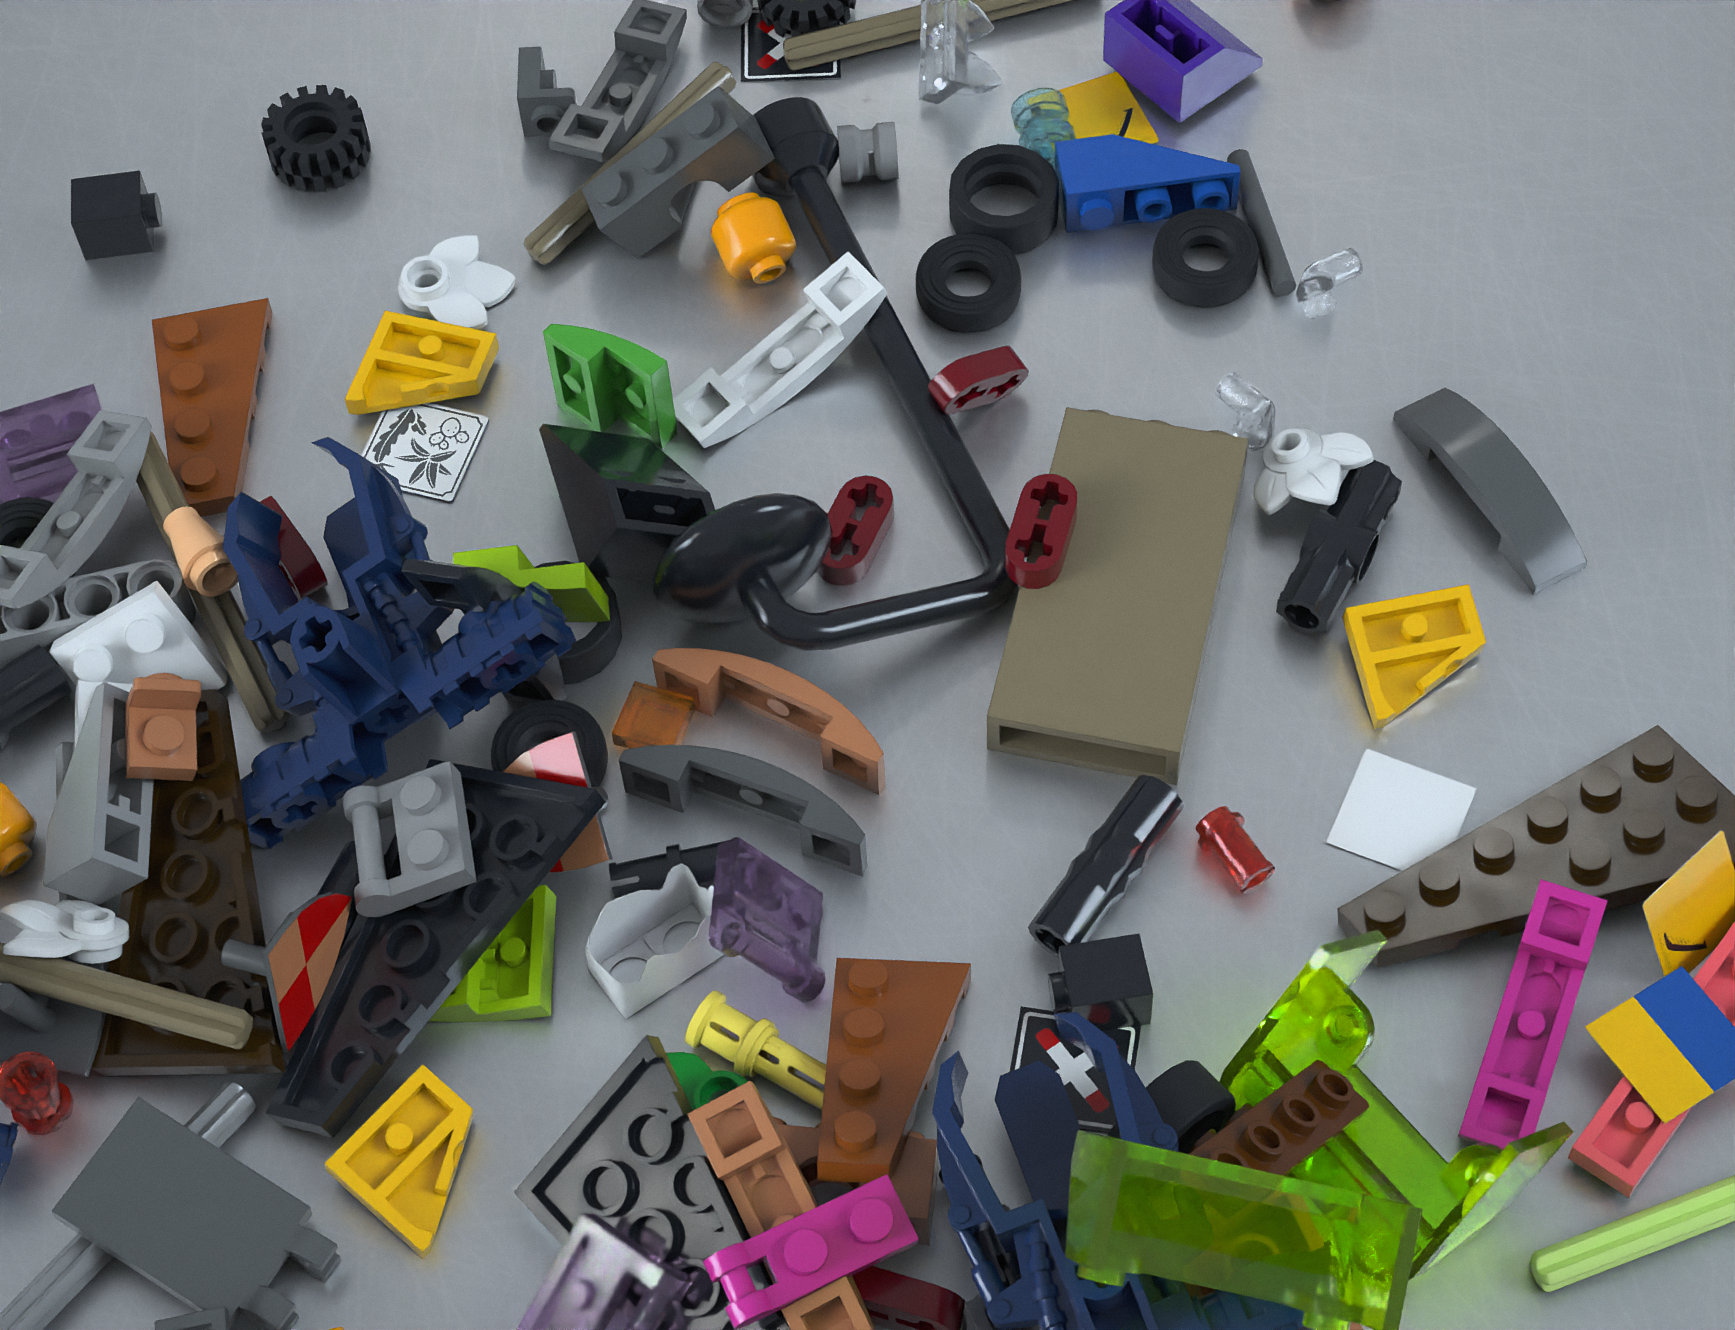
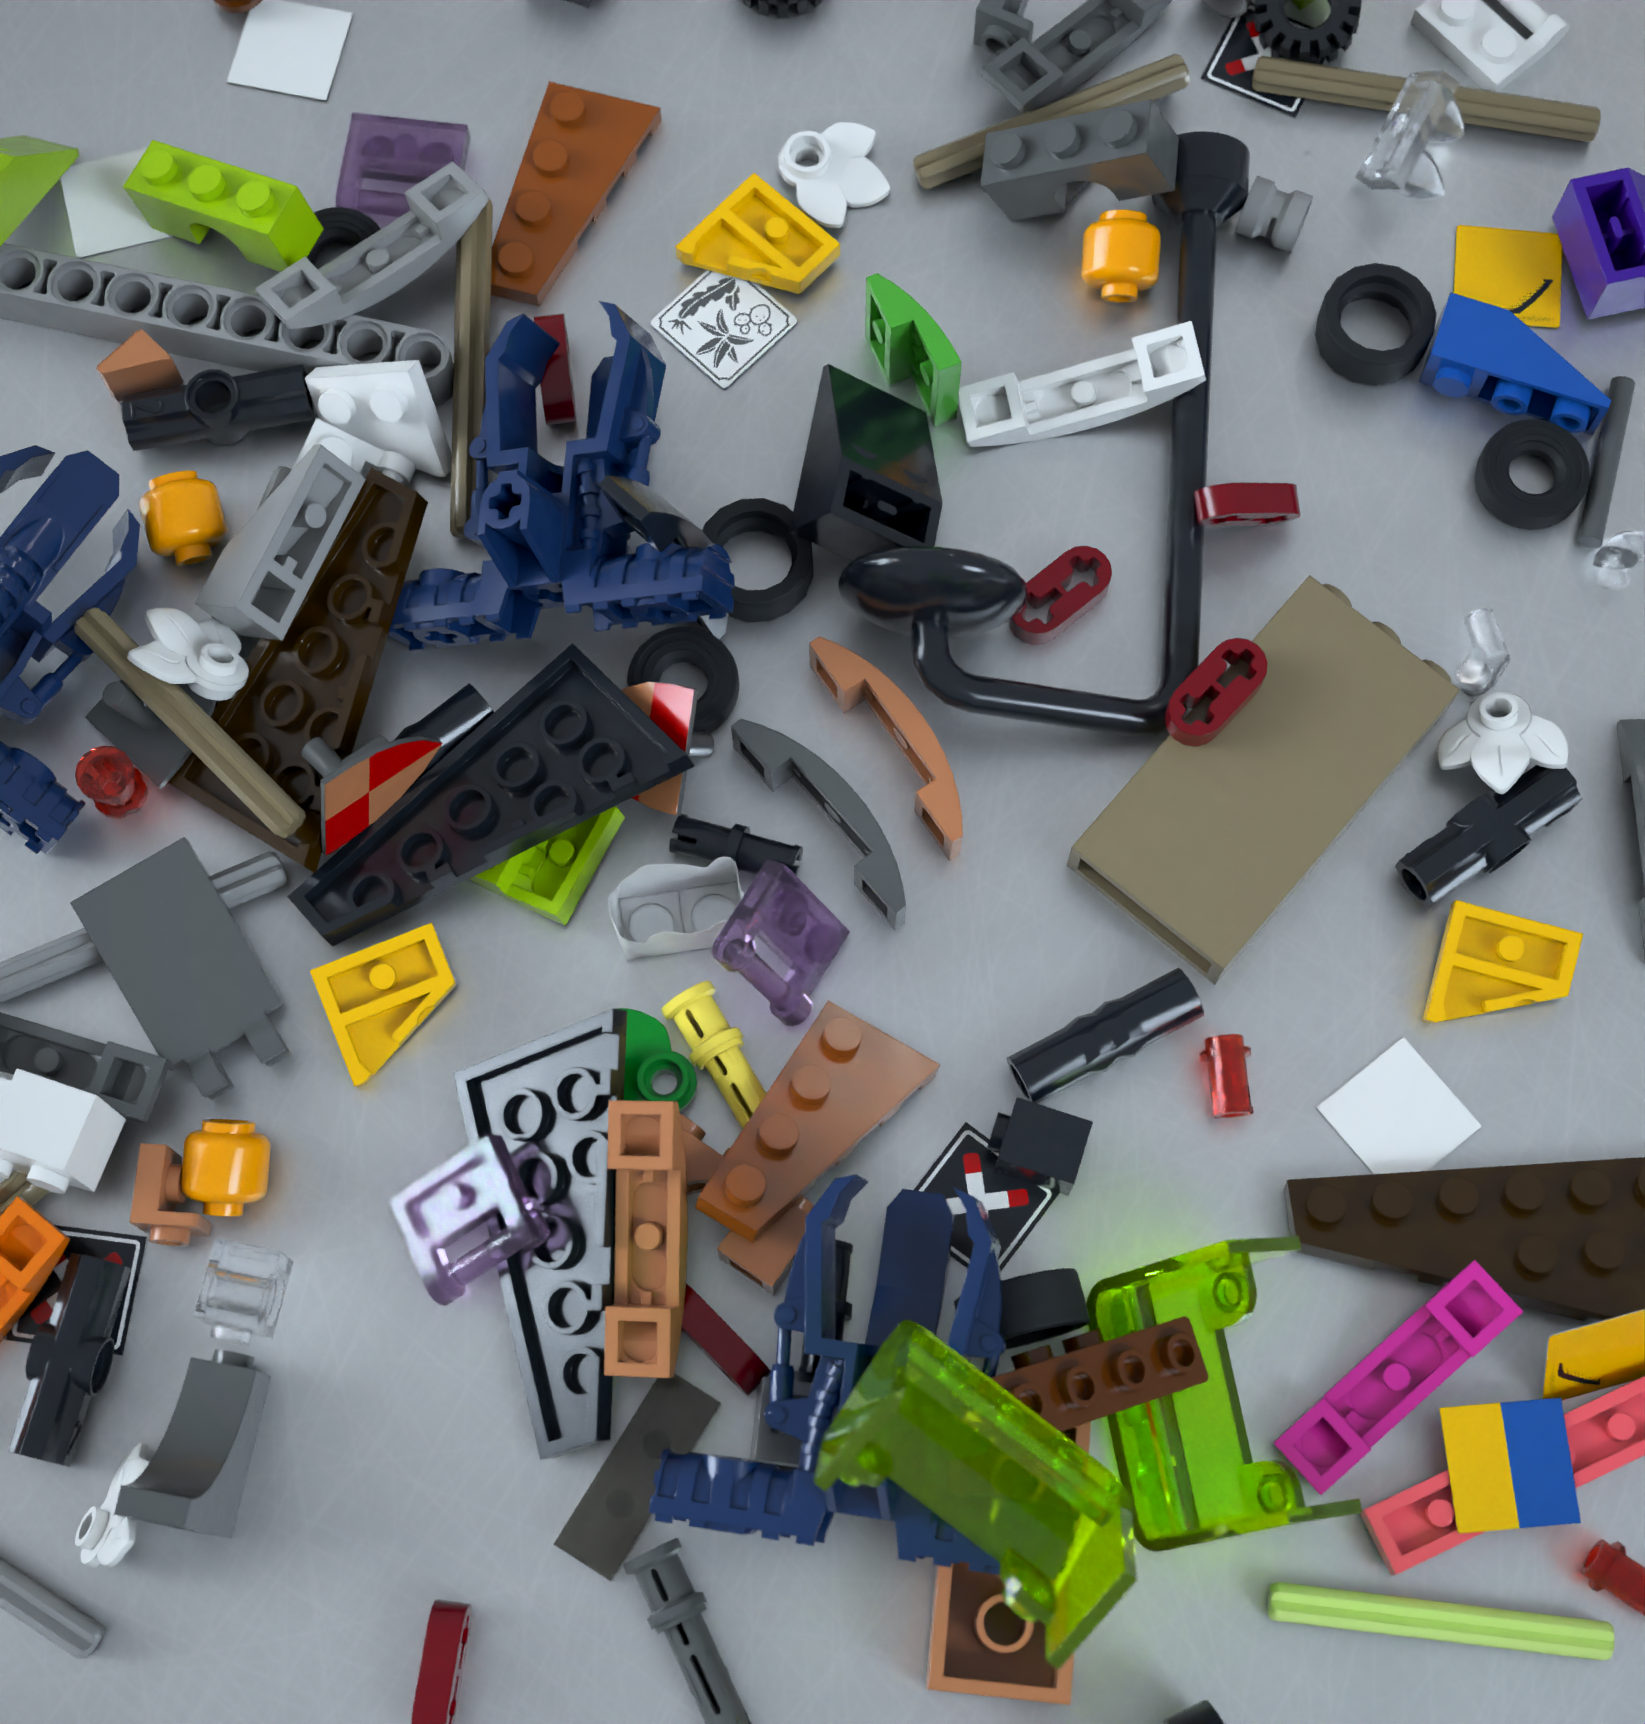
camera: 25 degrees right, 15 degrees up
(161, 727) = (350, 511): nougat bracket -> none
(199, 553) = (469, 344): light nougat cone -> none
(429, 834) = (533, 718): light grey plate -> none
(569, 584) = (730, 528): lime slope -> none
(653, 717) = (789, 693): clear orange tile -> none
(813, 1250) = (656, 1272): dark pink plate -> none
(970, 312) = (1301, 359): black tyre -> none
(1048, 122) = (1453, 262): clear light blue wheel -> none

